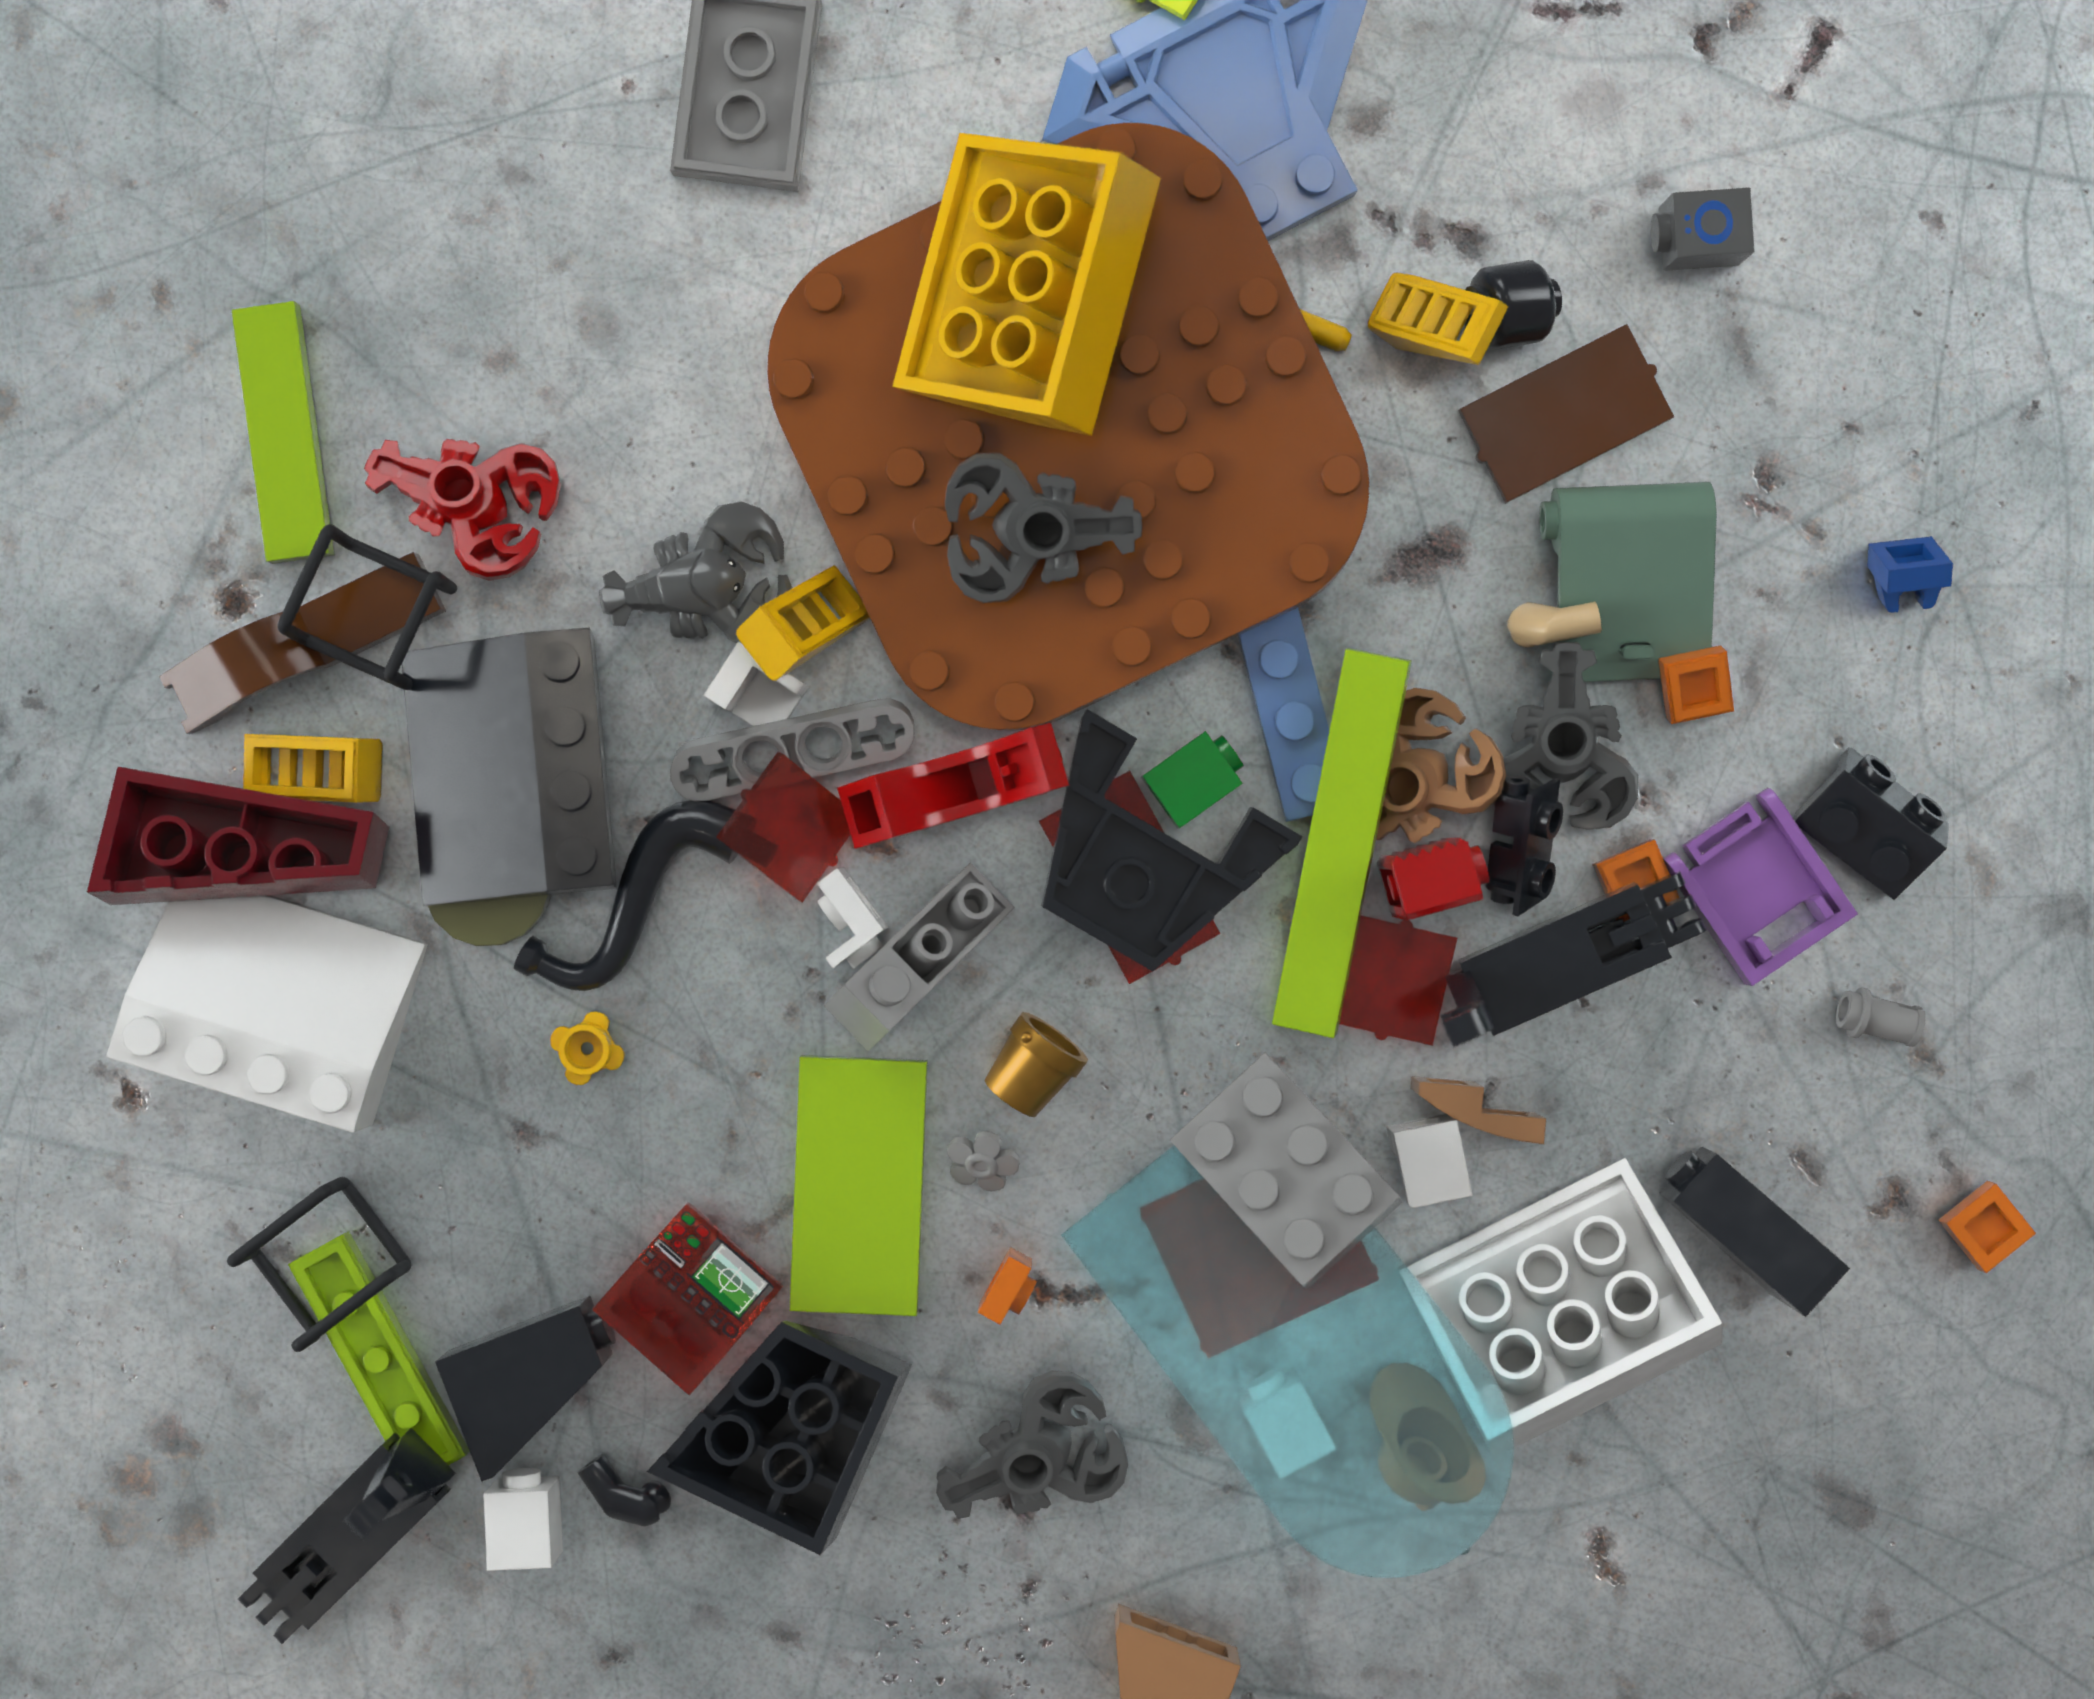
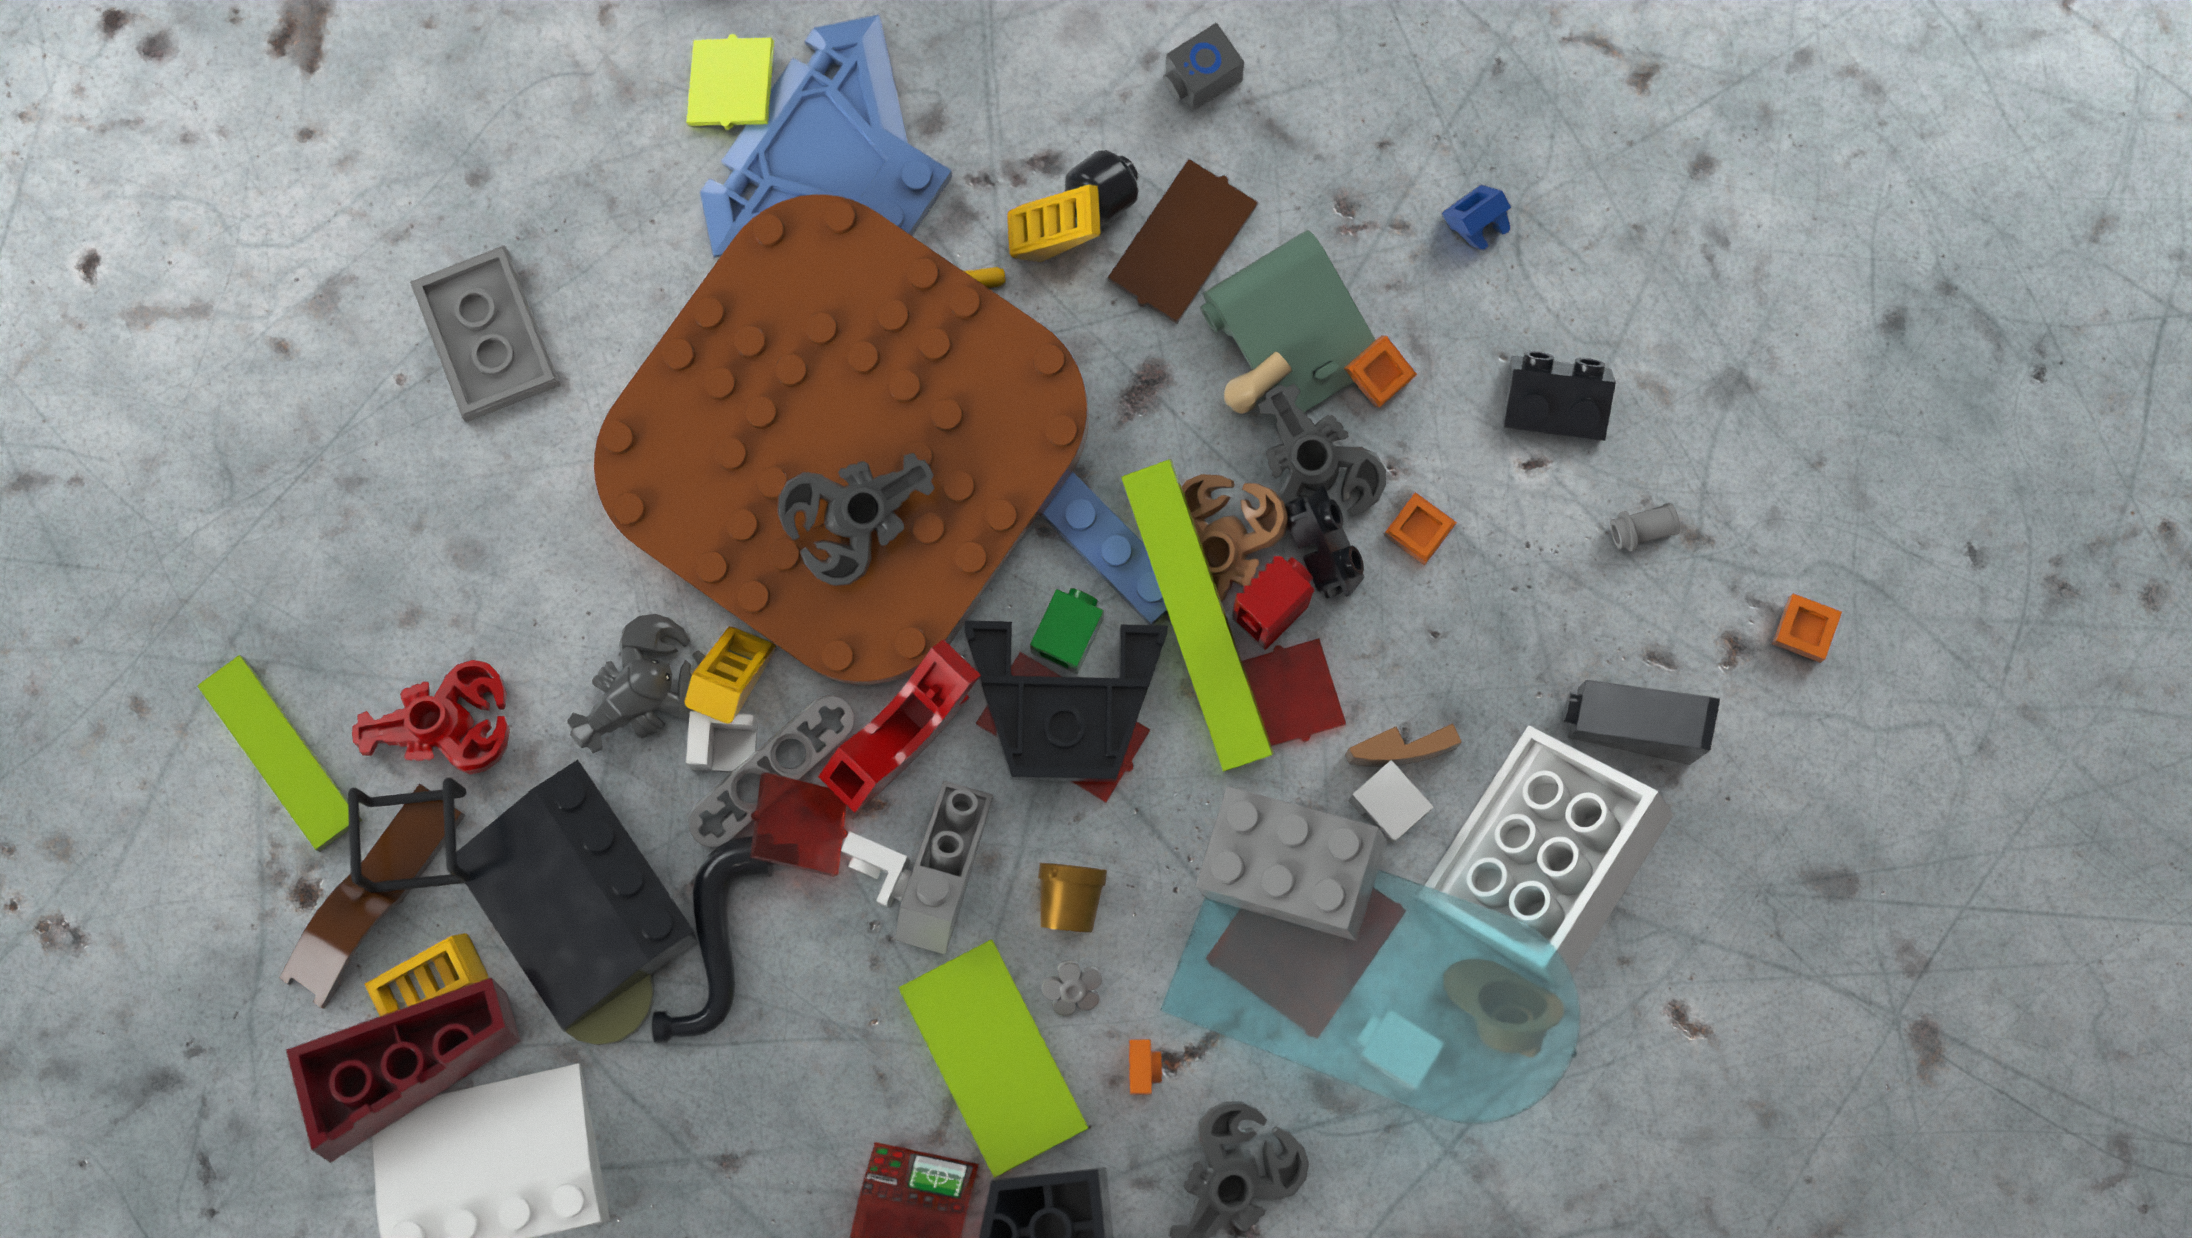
camera: 30 degrees left, 10 degrees down
(569, 1047) = (724, 1071): yellow plate -> none
(1027, 280) = (756, 348): yellow slope -> none
(1564, 960) = (1400, 607): black hinge -> none
(1751, 876) = (1498, 480): medium lavender container -> none

